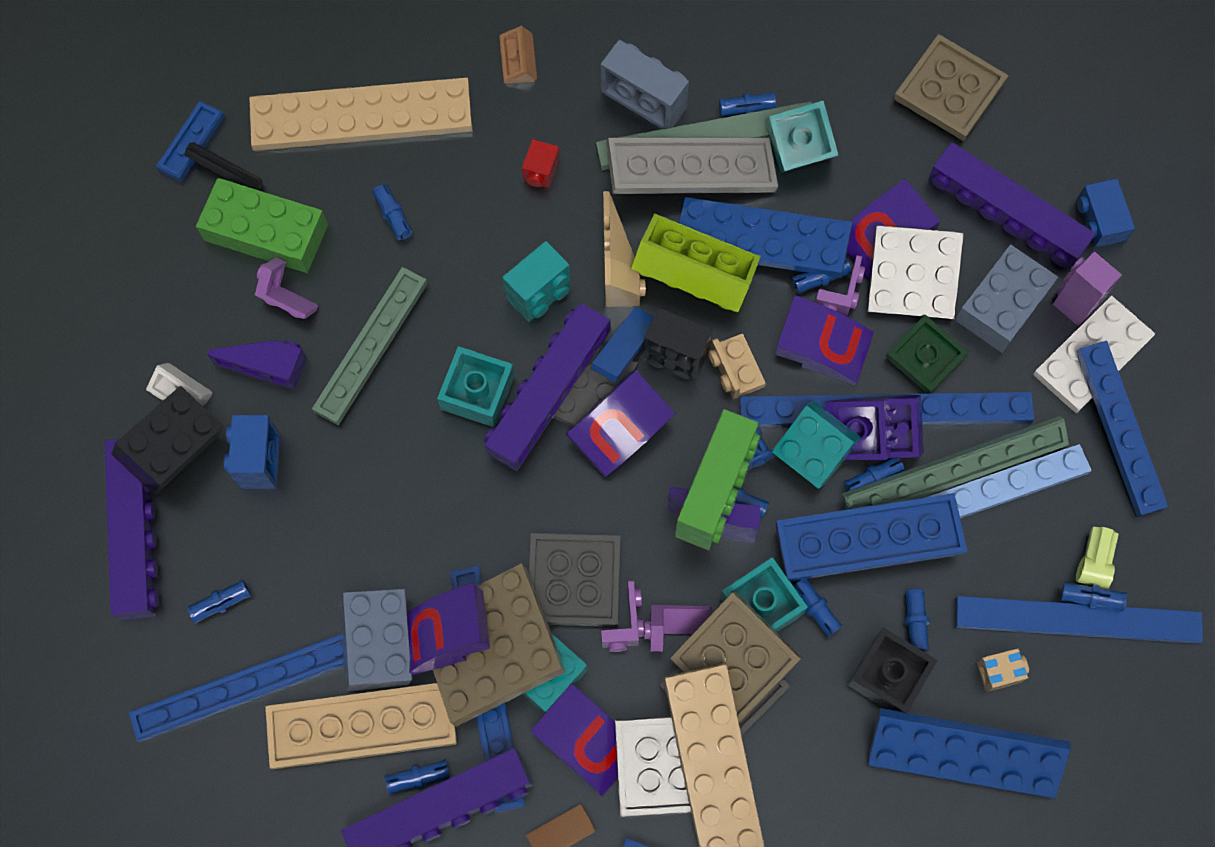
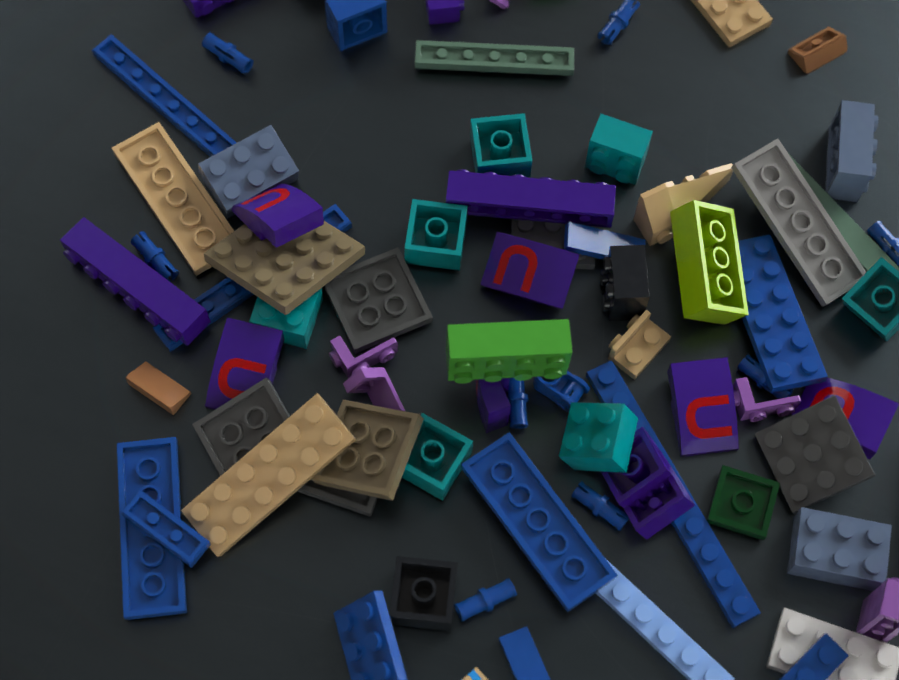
camera: 60 degrees right, 5 degrees down
(538, 490) = (436, 234): none -> teal brick
(540, 164) = (729, 108): red brick -> none
(817, 607) = (453, 507): blue pin -> none
(962, 466) = (655, 580): sand green tile -> none

